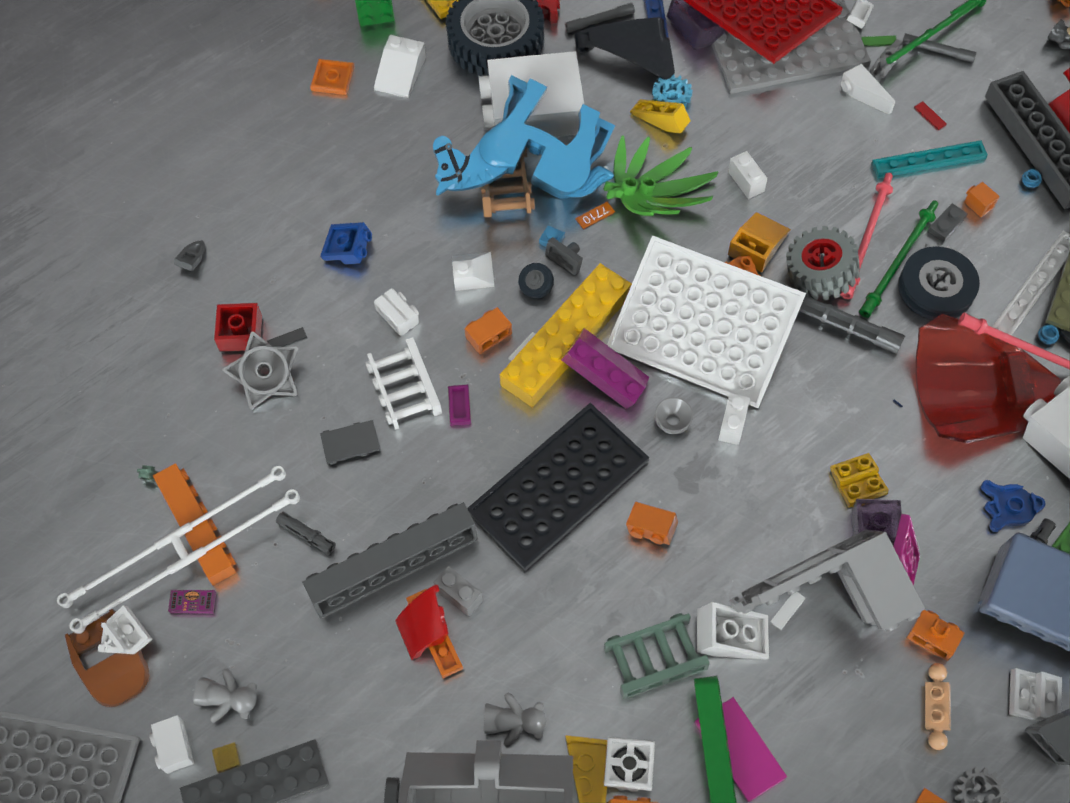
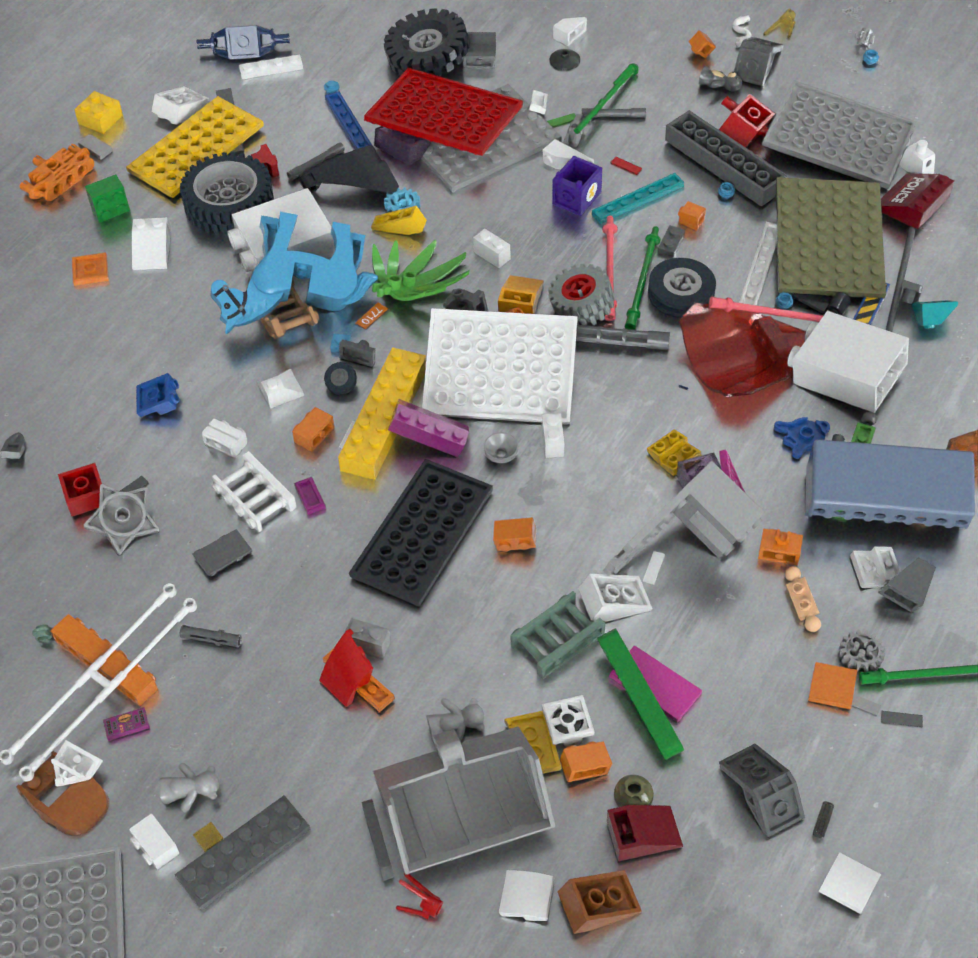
camera: 20 degrees left, 10 degrees down
(390, 559) = (297, 630): dark grey brick -> none
(701, 234) = (465, 300): none -> dark grey tile
(853, 130) = (577, 185): none -> dark purple container

